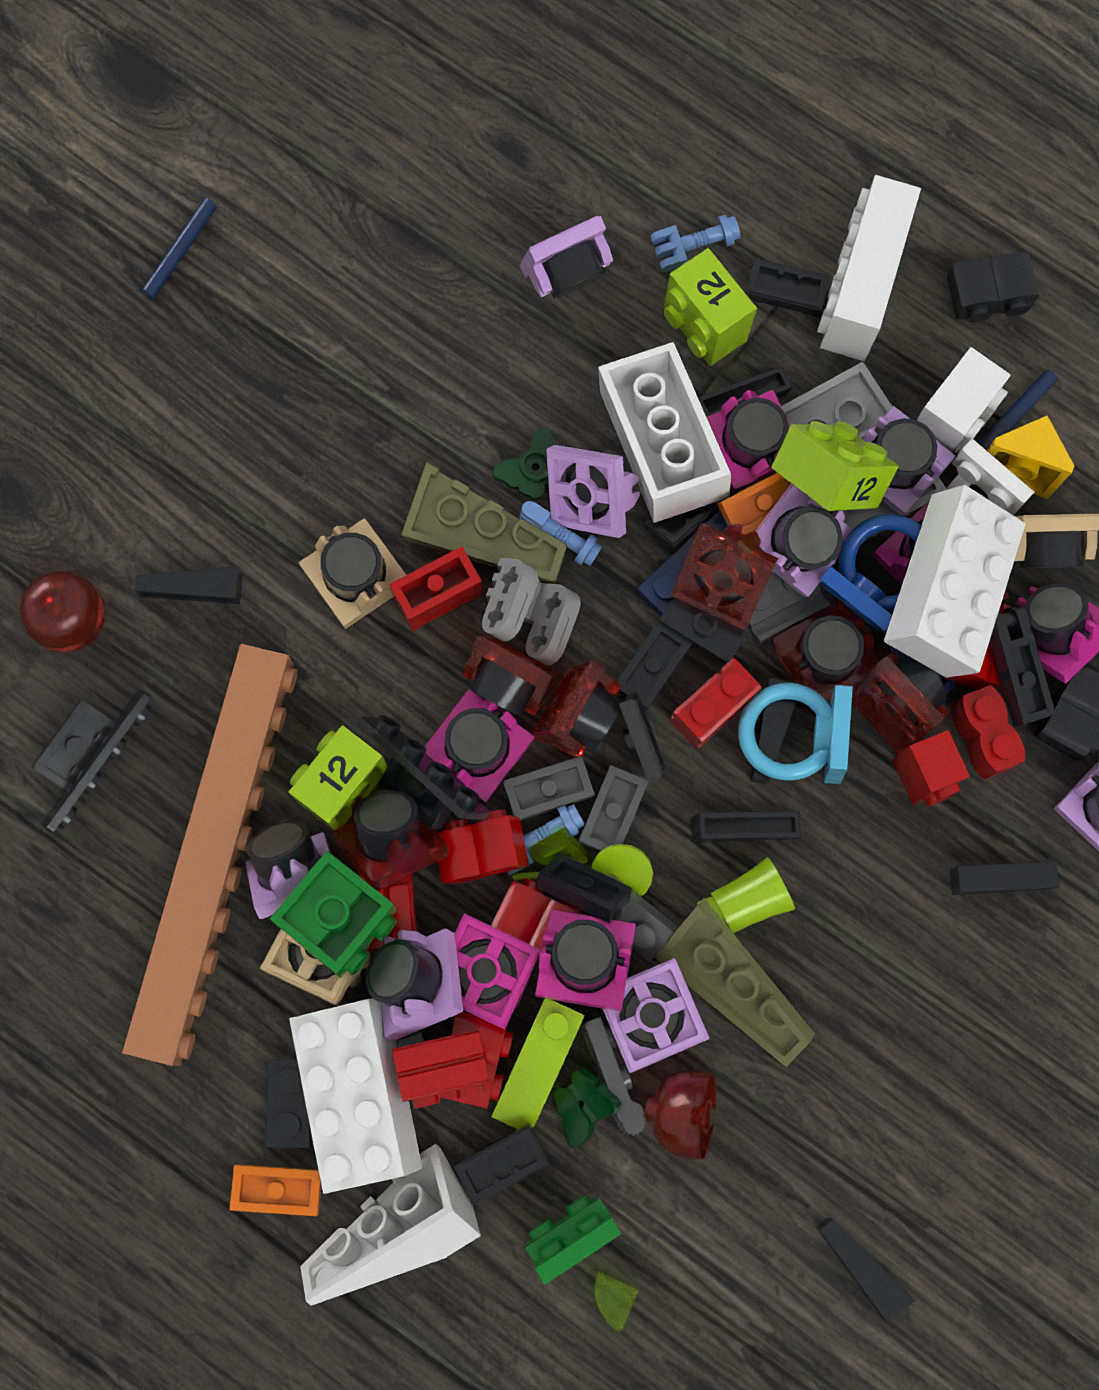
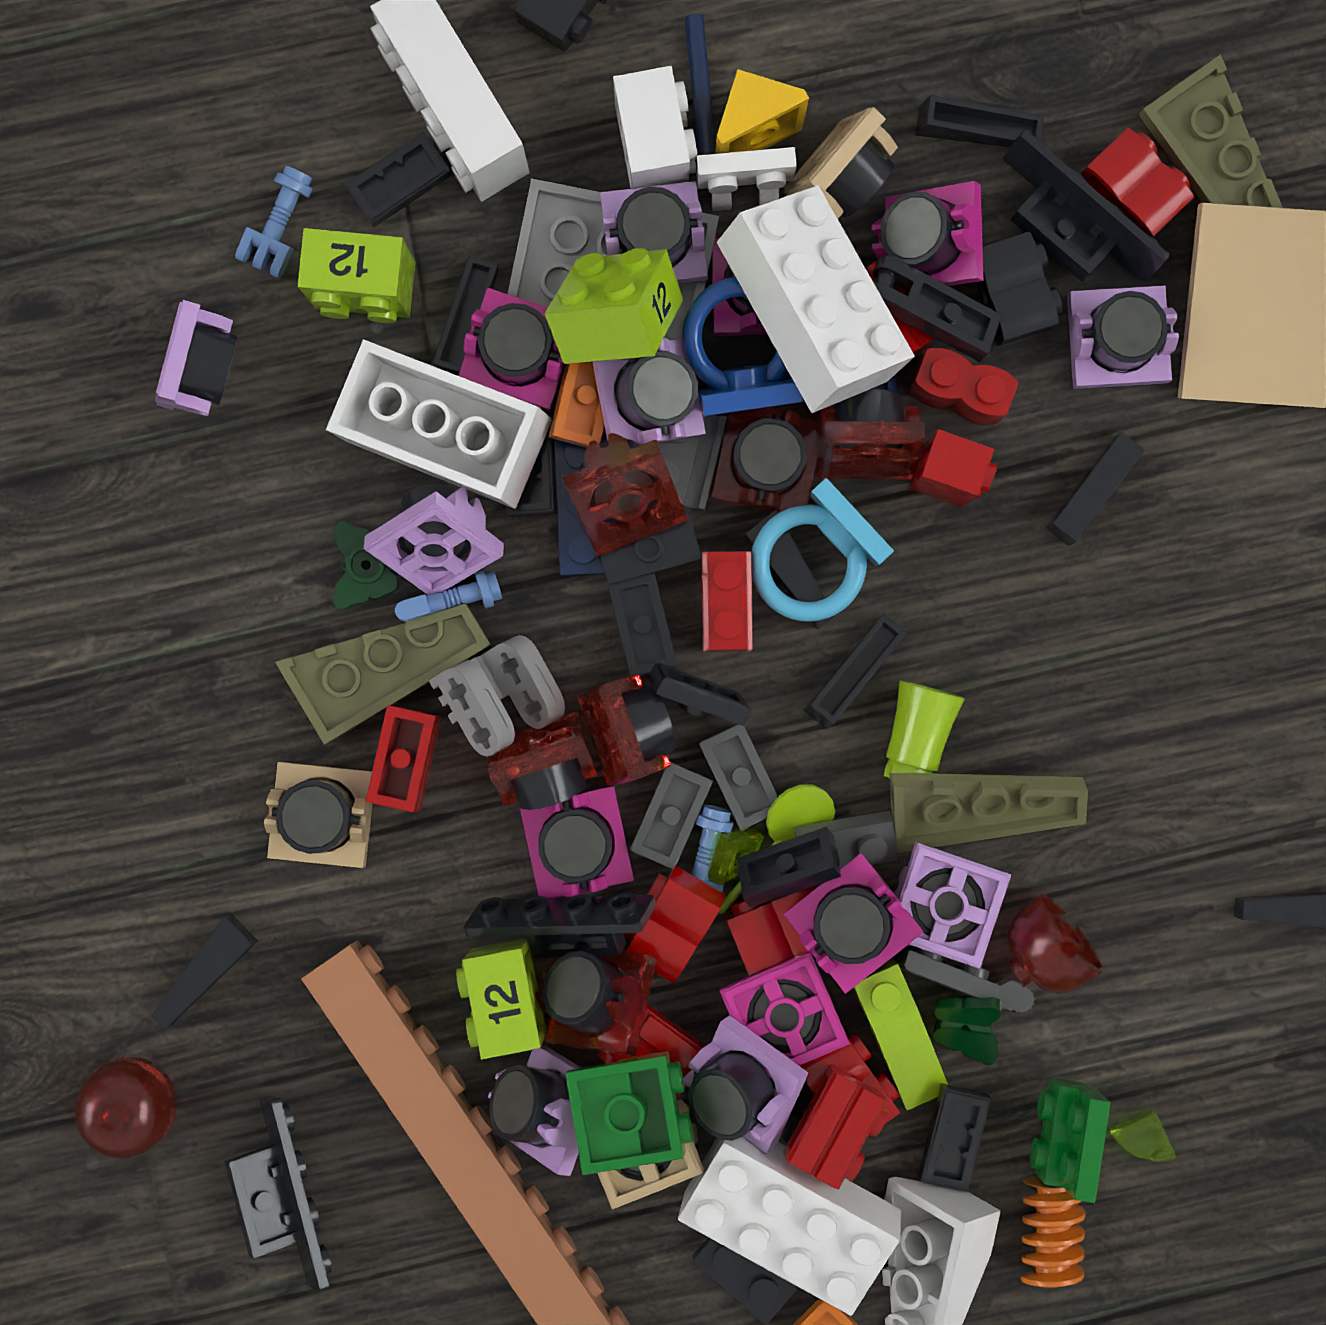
camera: 45 degrees left, 10 degrees up
(496, 1290) = (1054, 1238): none -> orange piece

